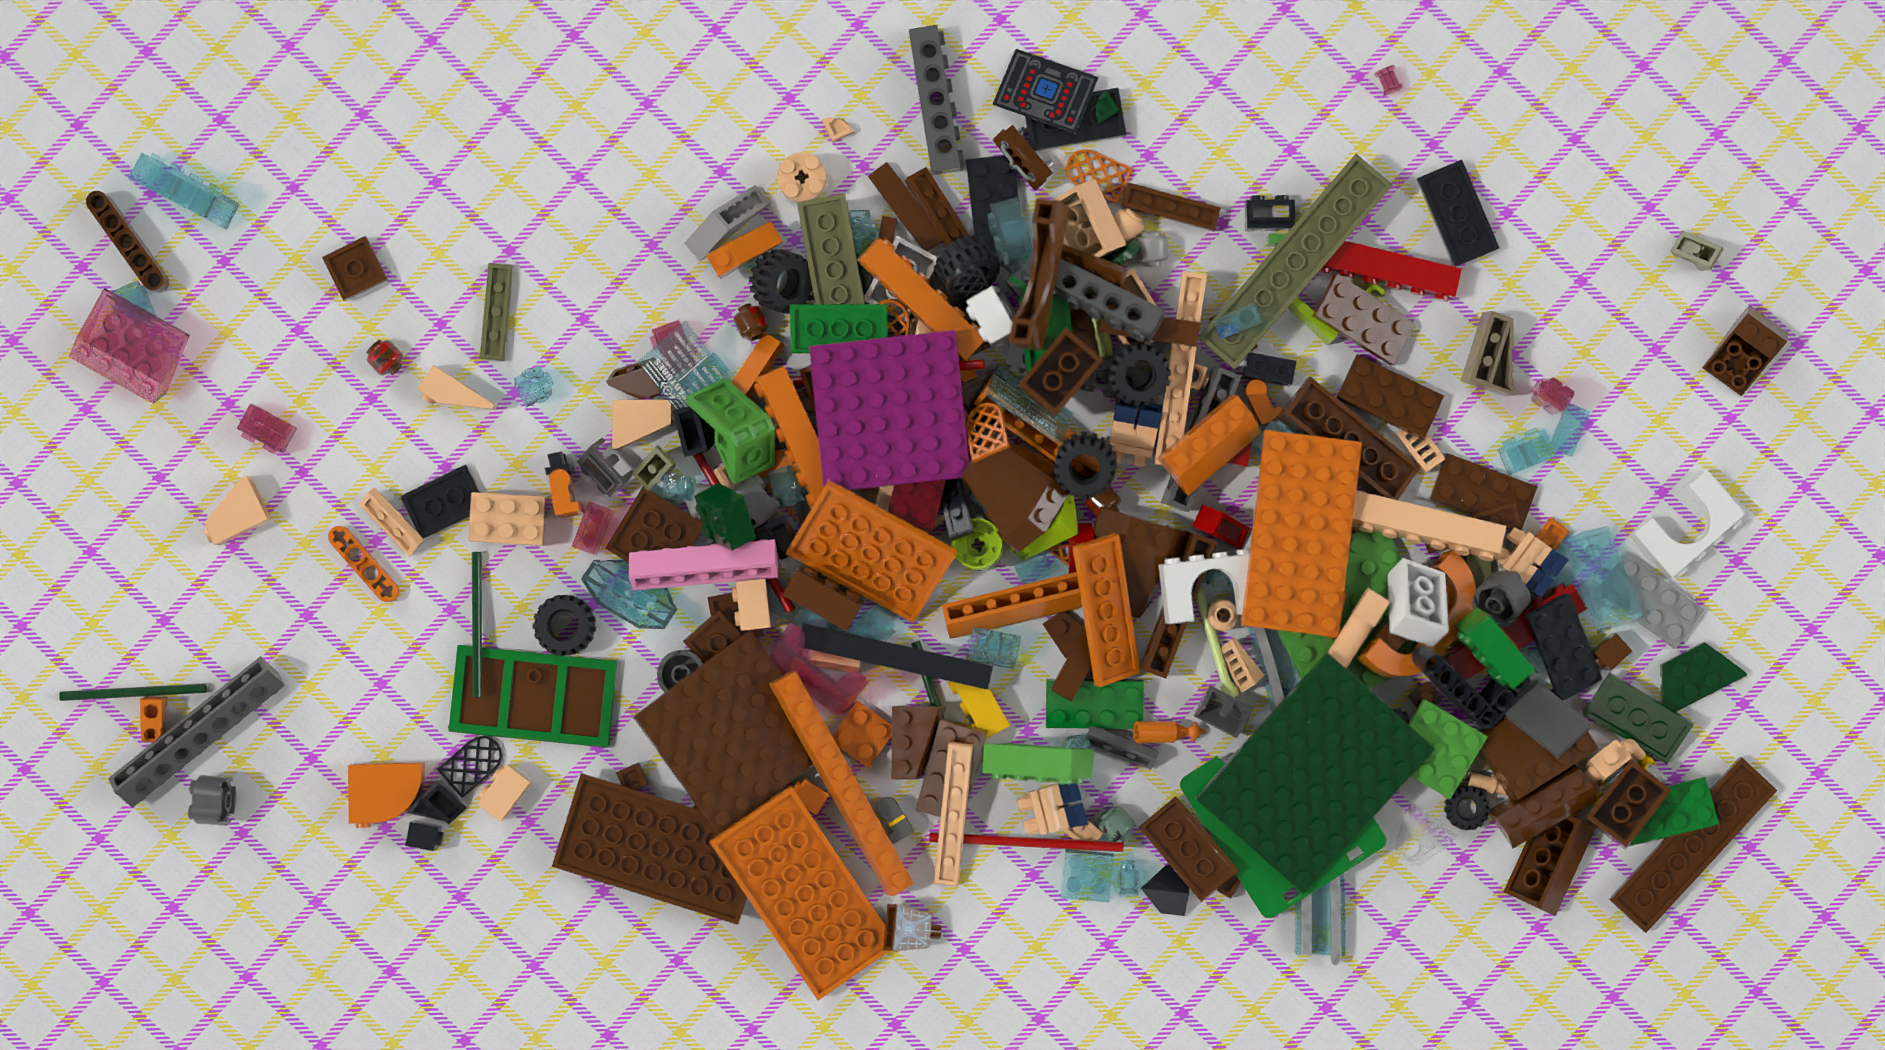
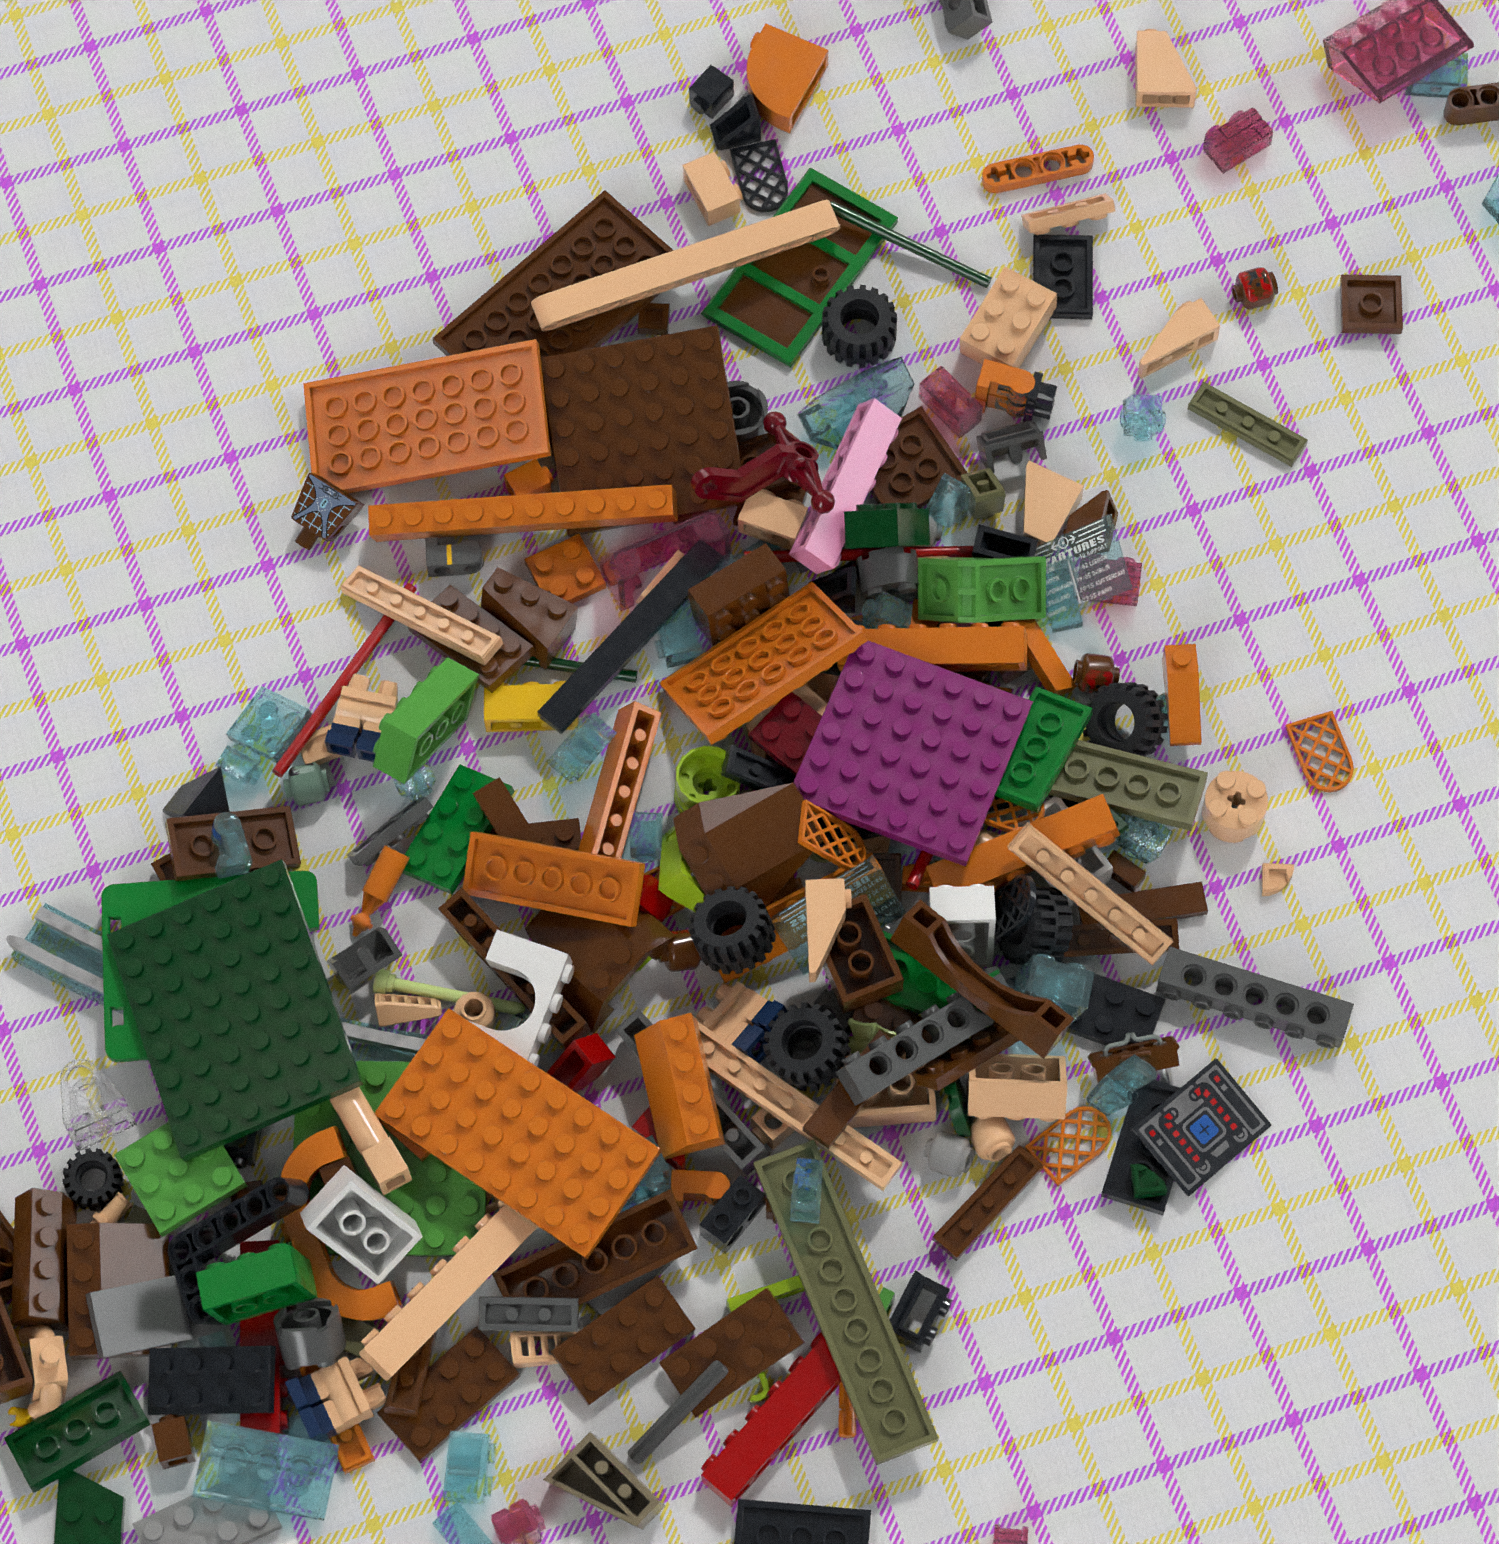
camera: 120 degrees right, 20 degrees down
(587, 771) = (685, 265): none -> light nougat beam
(709, 607) = (786, 459): none -> dark red piece
(726, 221) = (1227, 699): light grey arch -> none
(730, 136) = (1338, 735): none -> orange window
(929, 239) = (1090, 893): none -> light nougat tile
(1047, 157) = (1117, 1086): none -> clear light blue slope
(1053, 400) = (824, 916): none -> light nougat slope
(1195, 845) = (232, 844): none -> clear light blue leg
(1368, 223) = (847, 1416): none -> orange piece
(1409, 465) = (528, 1314): none -> dark grey plate
(1421, 334) = (677, 1412): none -> dark grey axle

